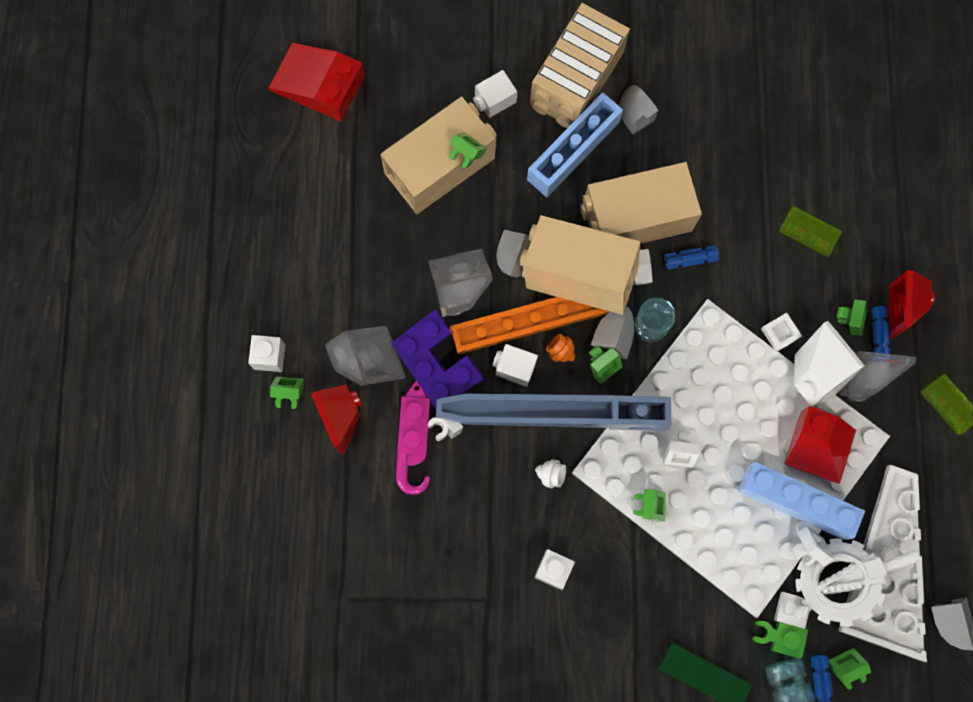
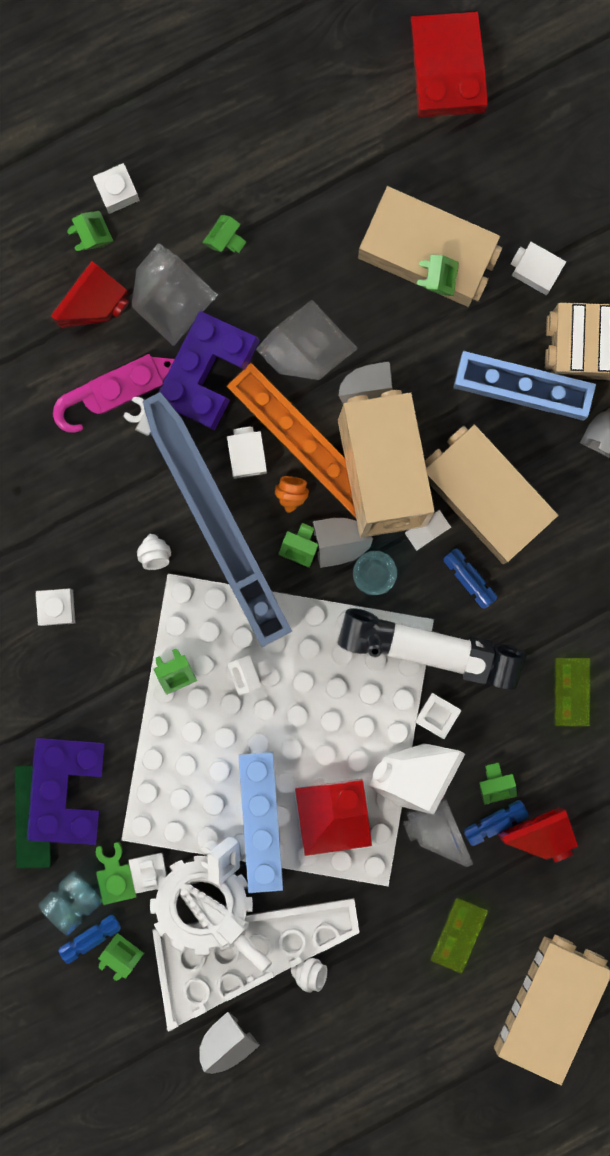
camera: 65 degrees right, 10 degrees up
(346, 296) = (224, 235): none -> bright green tile
(712, 663) = (47, 812): none -> dark purple plate
(752, 283) = (473, 658): none -> piece
(931, 529) = (310, 975): none -> white plate

